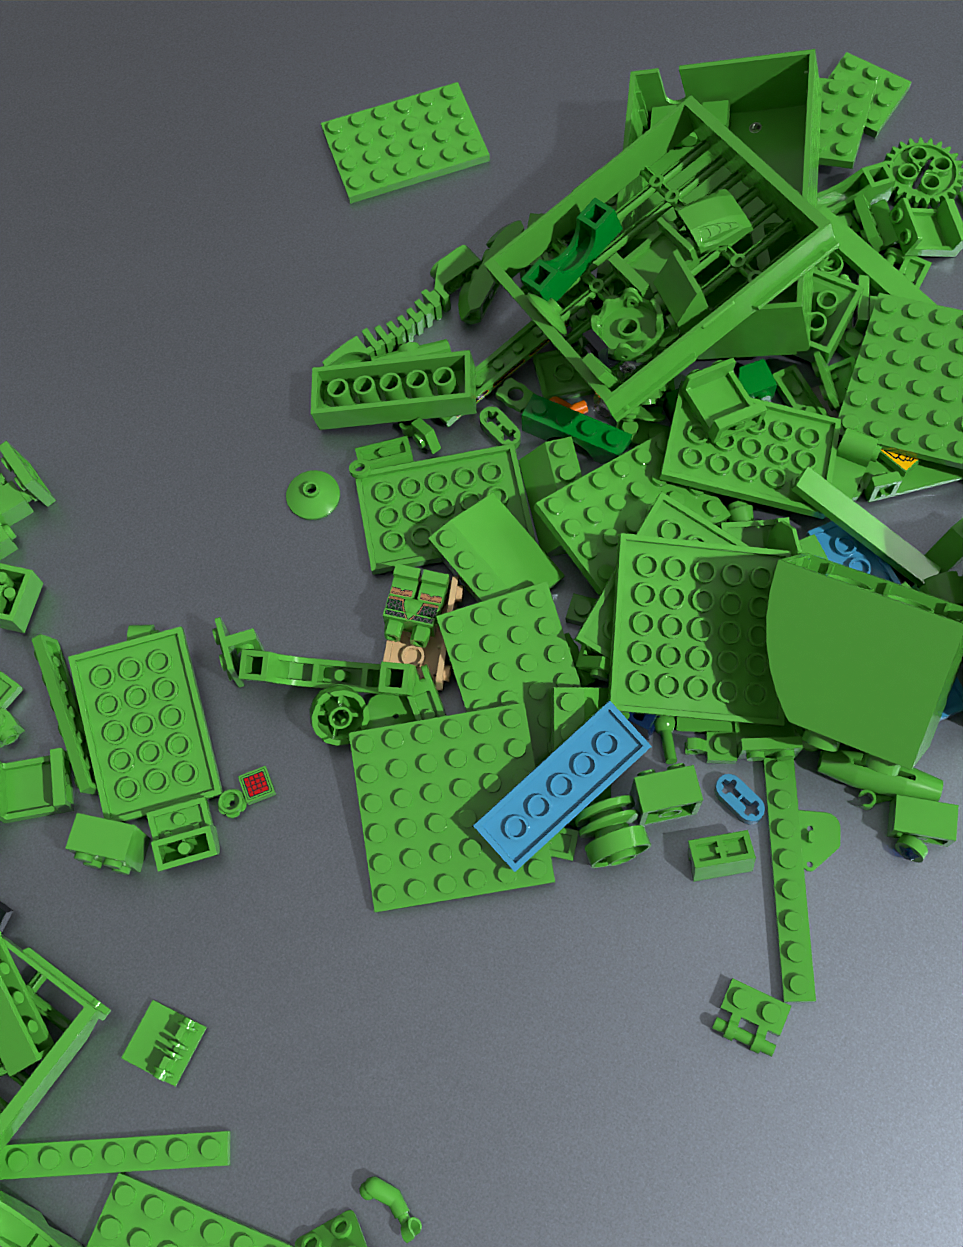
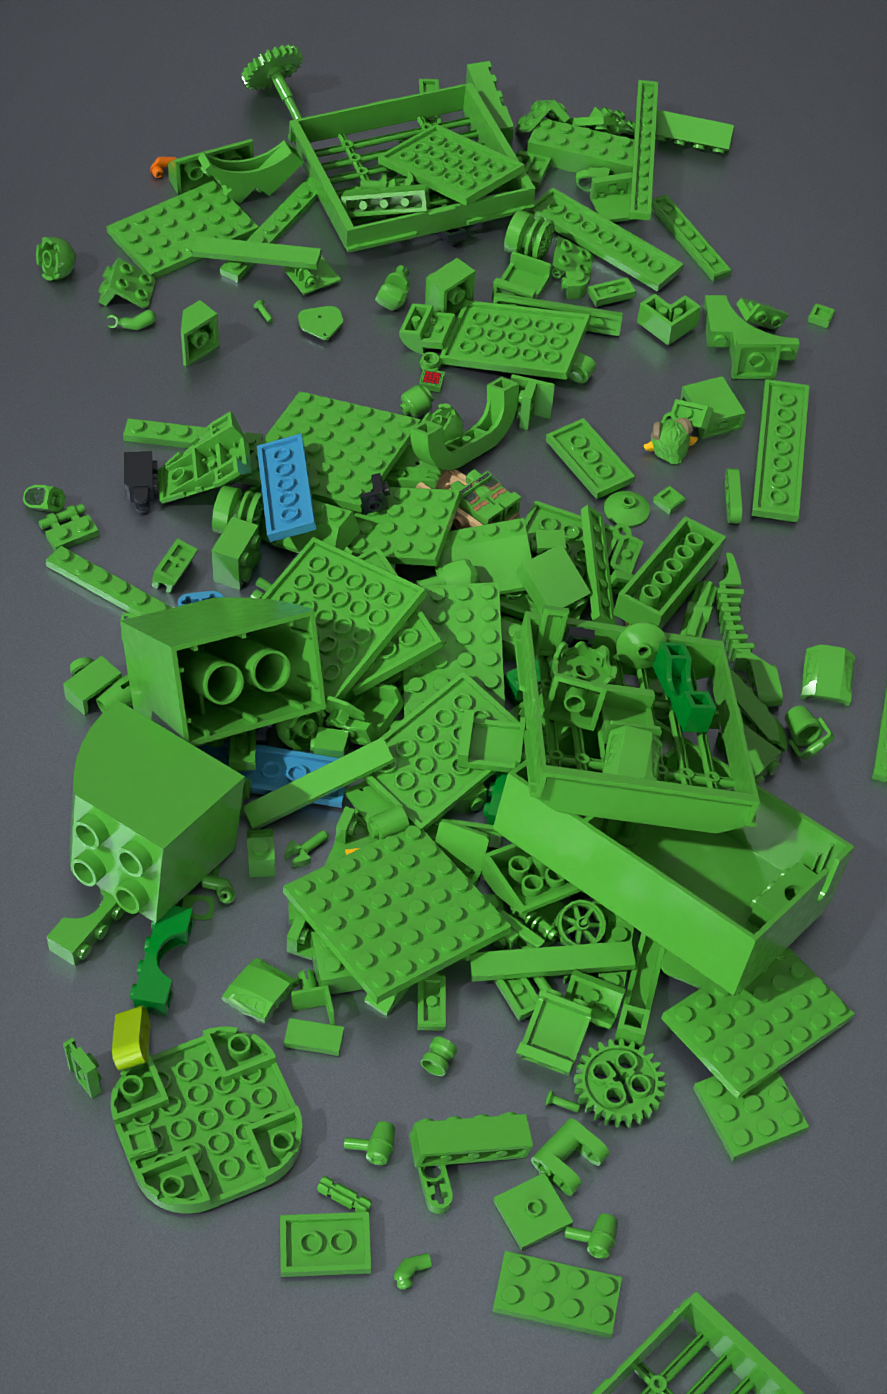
camera: 115 degrees right, 15 degrees down
(117, 486) = (716, 393): none -> bright green panel
(135, 915) = (394, 290): none -> bright green piece
(138, 401) = (780, 451): none -> bright green plate
(156, 490) = (697, 413): none -> bright green hinge
(185, 1124) = (256, 252): none -> bright green tile
(195, 497) = (671, 440): none -> bright green hair
(235, 407) = (733, 496): none -> bright green beam
(249, 963) = (328, 324): none -> bright green piece
(261, 1064) = (260, 305): none -> bright green piece
(271, 559) = (590, 458): none -> bright green plate
(276, 462) = (669, 500): none -> bright green tile
(308, 773) = (416, 401): none -> bright green head
(371, 1091) = (198, 332): none -> bright green slope
(409, 232) = (828, 674): none -> bright green slope
(420, 461) = (597, 566): none -> bright green plate
(433, 509) = (547, 540): none -> bright green brick
(485, 472) = (553, 580): none -> bright green brick
(486, 216) = (806, 731): none -> bright green piece
(490, 693) = (376, 499): none -> black bracket
(524, 985) = (172, 434): none -> bright green plate
(548, 561) = (456, 572): none -> bright green piece
(574, 912) = (209, 463): none -> bright green wedge
(633, 987) = (139, 479): none -> black hinge
(742, 1073) = (44, 498): none -> bright green rock
(921, 517) = (303, 849): none -> bright green bar

